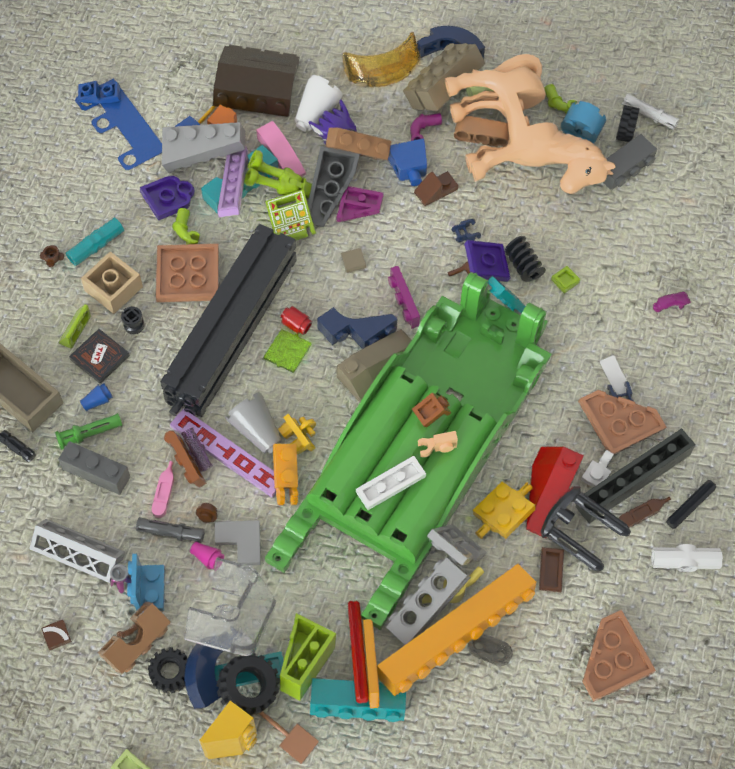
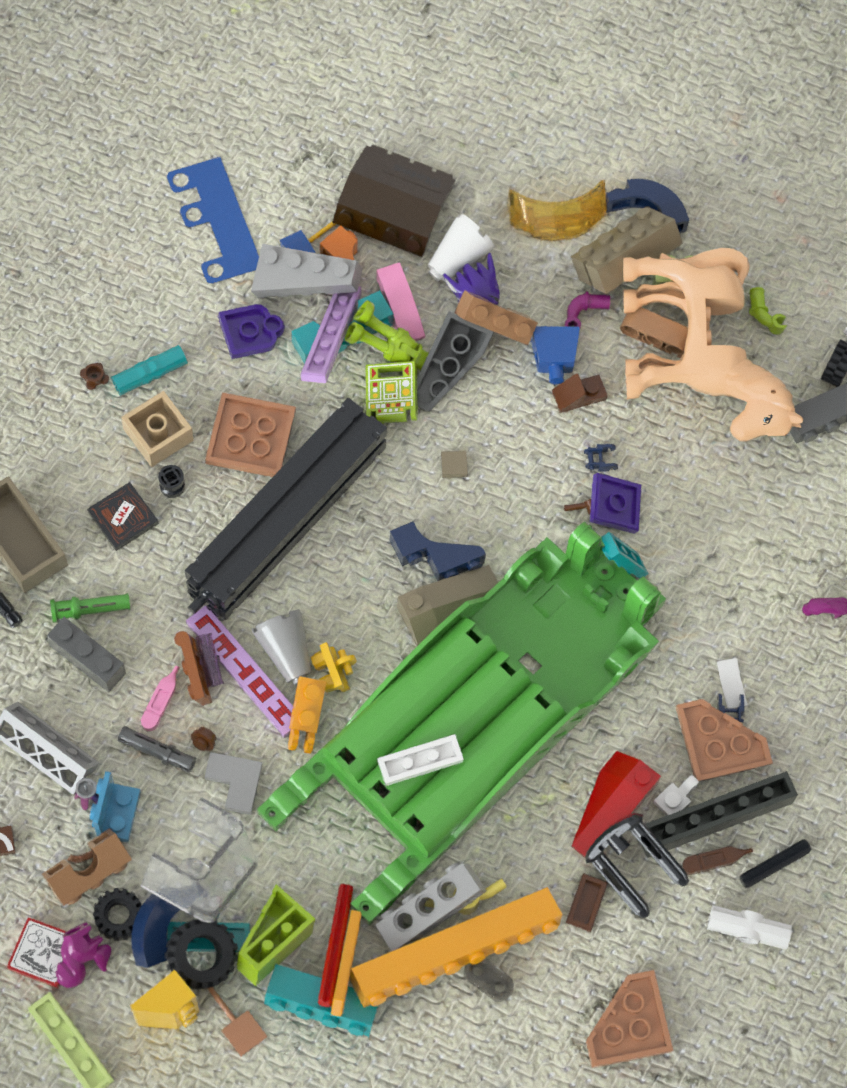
camera: 10 degrees right, 5 degrees up
(75, 327) = (102, 473): lime slope -> none
(94, 93) = (196, 174): blue slope -> none
(96, 397) = (108, 567): blue cone -> none
(113, 717) = (38, 952): none -> tile
(141, 709) = (78, 949): none -> magenta animal
(181, 227) = (256, 376): lime piece -> none
(206, 554) = (191, 788): dark pink cone -> none
(287, 350) = (346, 560): clear neon green piece -> none
(296, 320) = (365, 526): red brick -> none
(359, 203) = (479, 392): magenta wing -> none
(404, 297) = (502, 526): magenta plate -> none
(431, 409) = (491, 682): dark orange bracket -> none
(441, 442) = (493, 726): light nougat plate -> none
(456, 544) = (480, 848): light grey plate -> none
(503, 510) = (550, 818): yellow plate -> none
(523, 260) = (659, 512): black piece -> none
(565, 279) = (705, 547): lime tile -> none
(583, 121) = (783, 351): dark azure brick -> none

